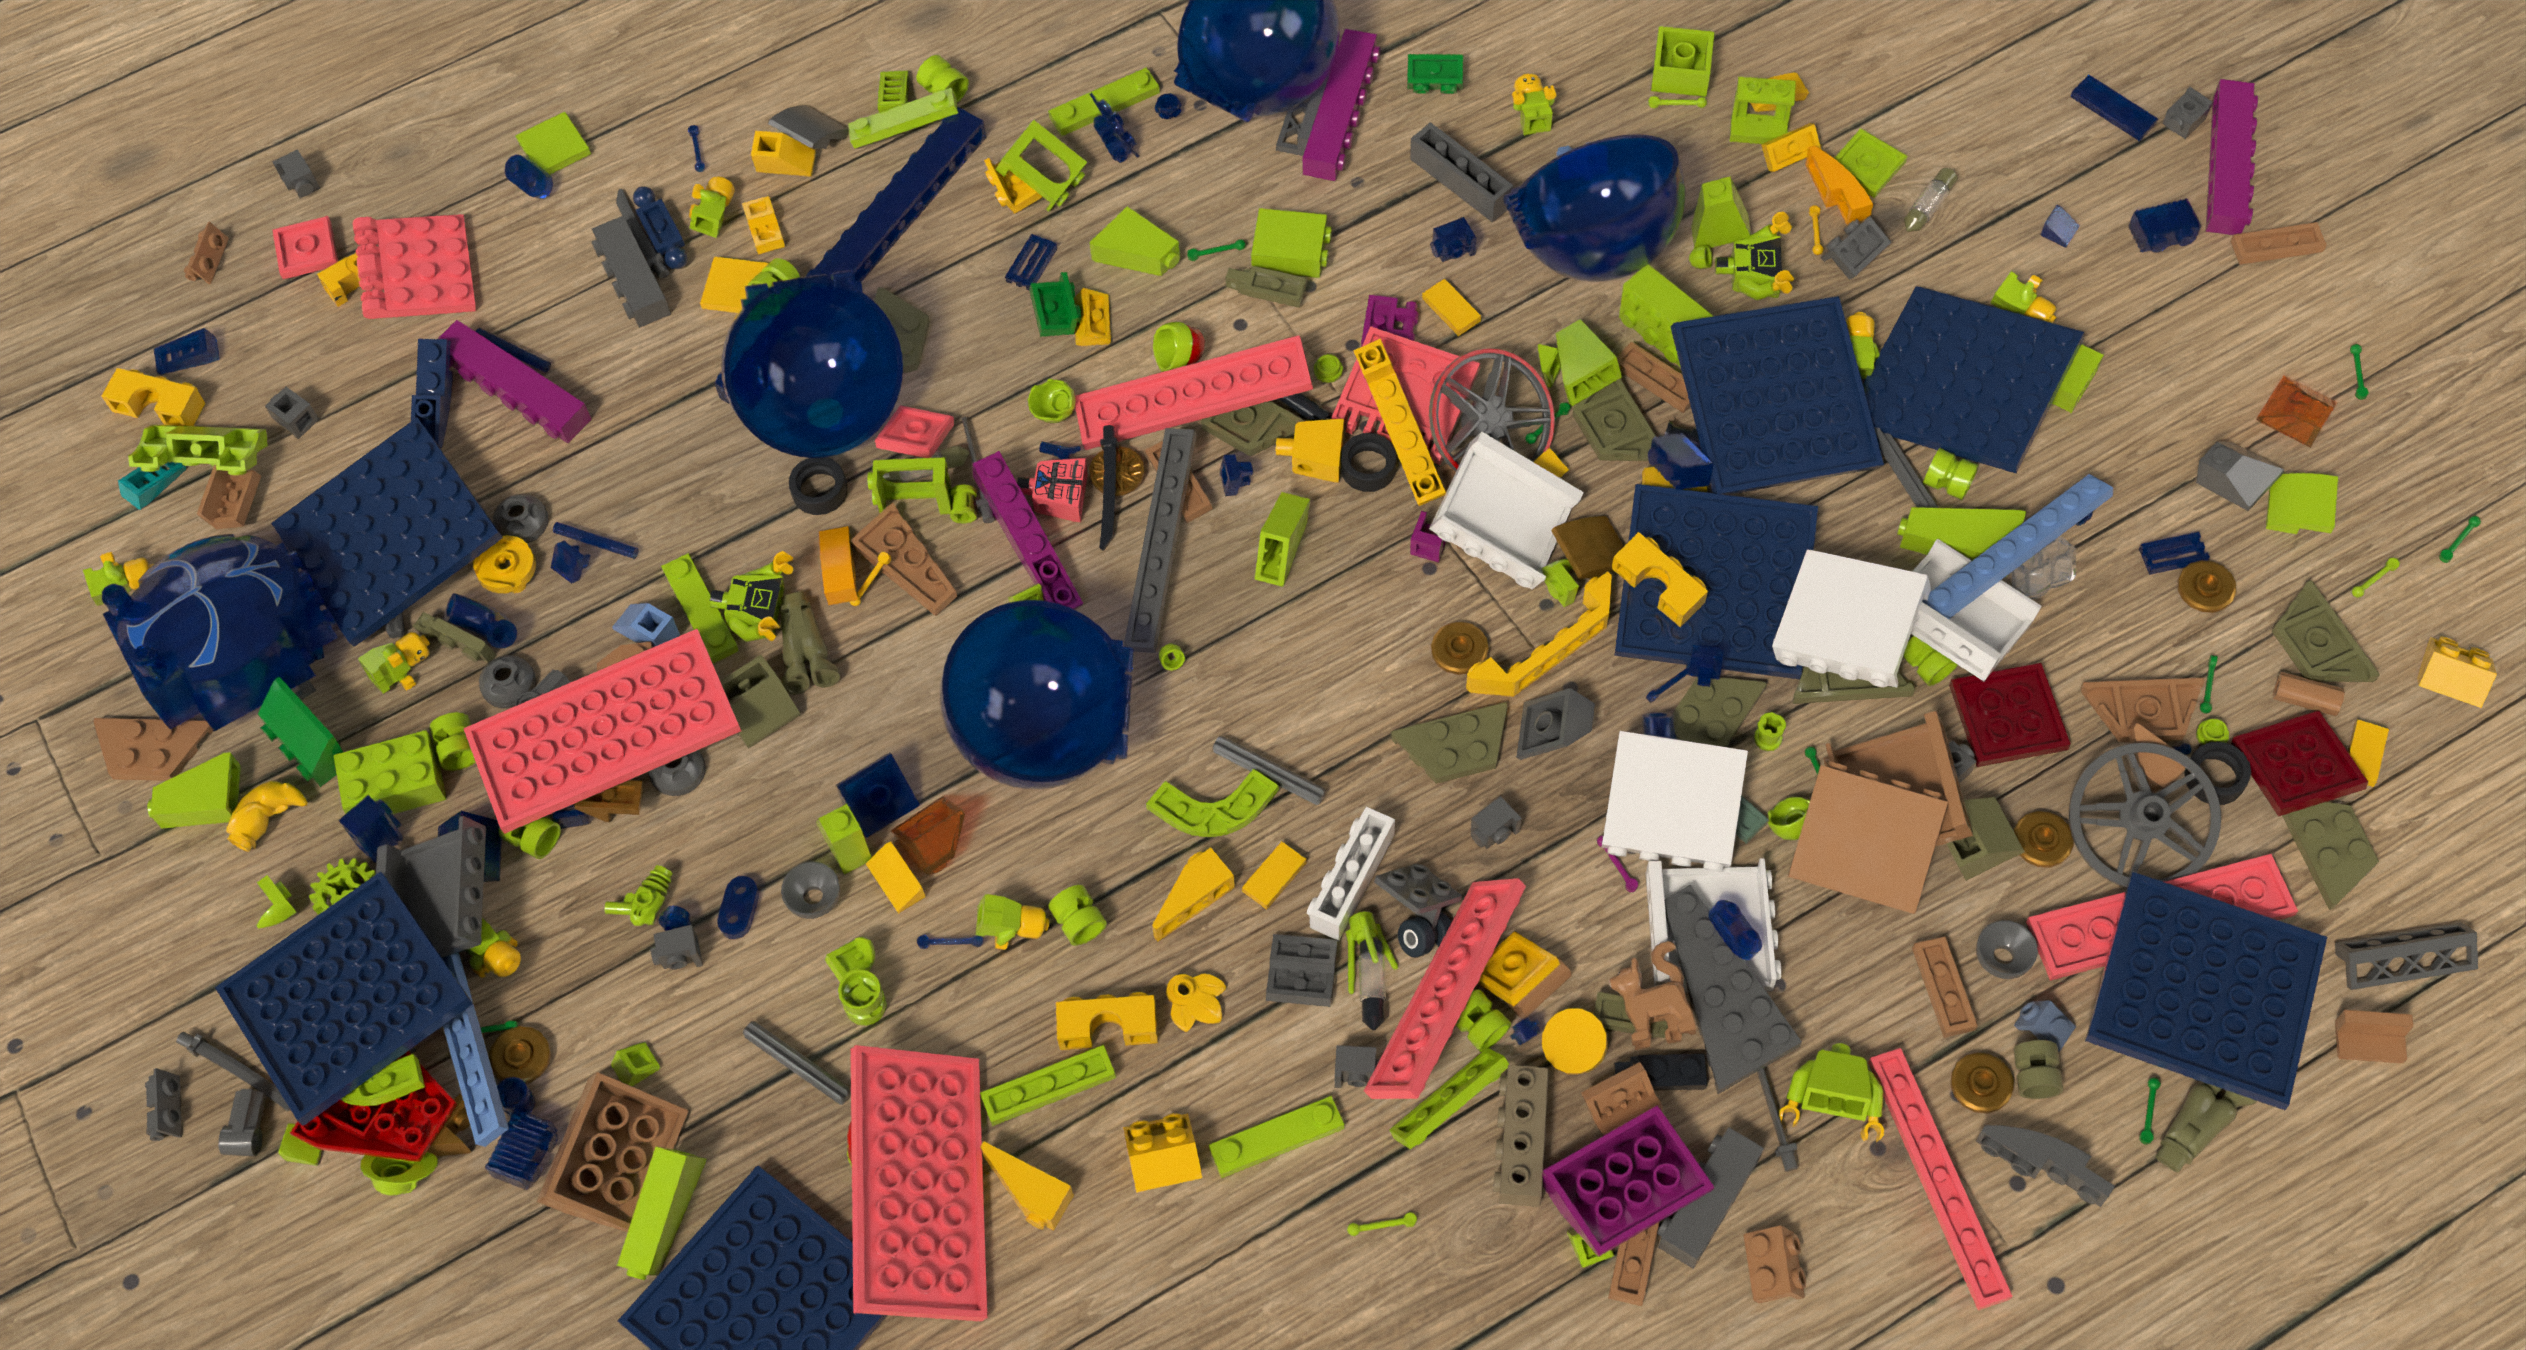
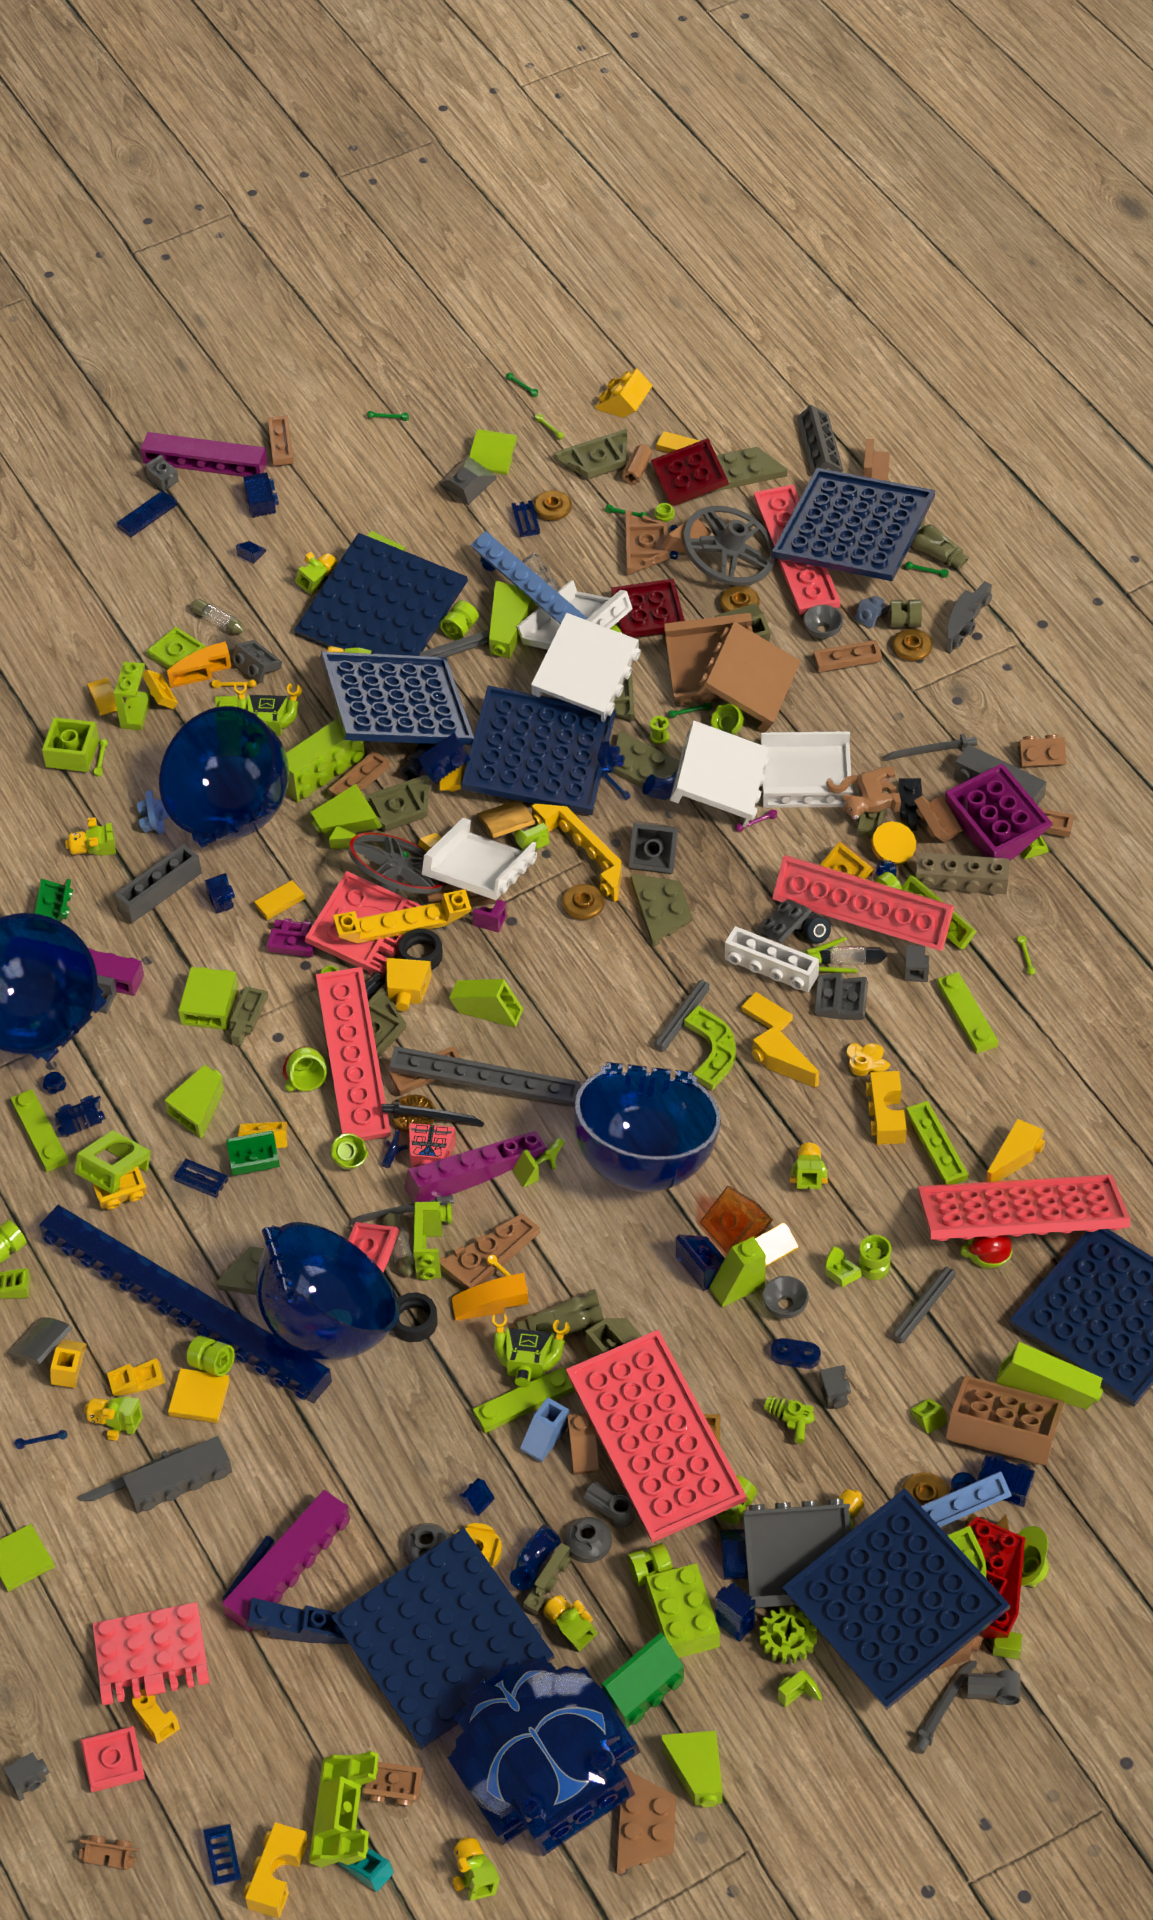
camera: 90 degrees left, 10 degrees down
(164, 1095) = (969, 1757): dark grey hinge -> none
(253, 811) = (713, 1714): yellow animal -> none
(292, 412) = (304, 1735): dark grey brick -> none
(526, 175) = (58, 1570): clear blue plate -> none
(595, 540) = (453, 1484): clear blue bar -> none
(660, 227) = (129, 1457): dark blue plate -> none
(674, 918) = (810, 1391): clear blue plate -> none
(903, 118) = (42, 1268): lime plate -> none
(924, 942) = (822, 1229): clear blue hinge -> none
(1079, 918) = (806, 1124): lime wheel -> none
(1162, 1152) = (984, 1072): yellow slope -> none
(1175, 663) = (583, 1073): lime hinge -> none
(1194, 254) = (201, 1036): green hinge -> none
(1234, 474) = (426, 1034): clear blue tile -> none
(1494, 824) = (729, 882): dark grey brick -> none
(1644, 559) = (555, 761): yellow arch -> none
(1730, 1005) = (871, 752): dark grey wing -> none
(1735, 929) = (813, 752): clear blue plate -> none
(1838, 1087) = (922, 710): lime torso -> none
(1940, 1180) = (977, 668): coral plate -> none
(2232, 757) = (691, 501): black tyre -> none
(2297, 411) = (419, 445): clear orange slope -> none

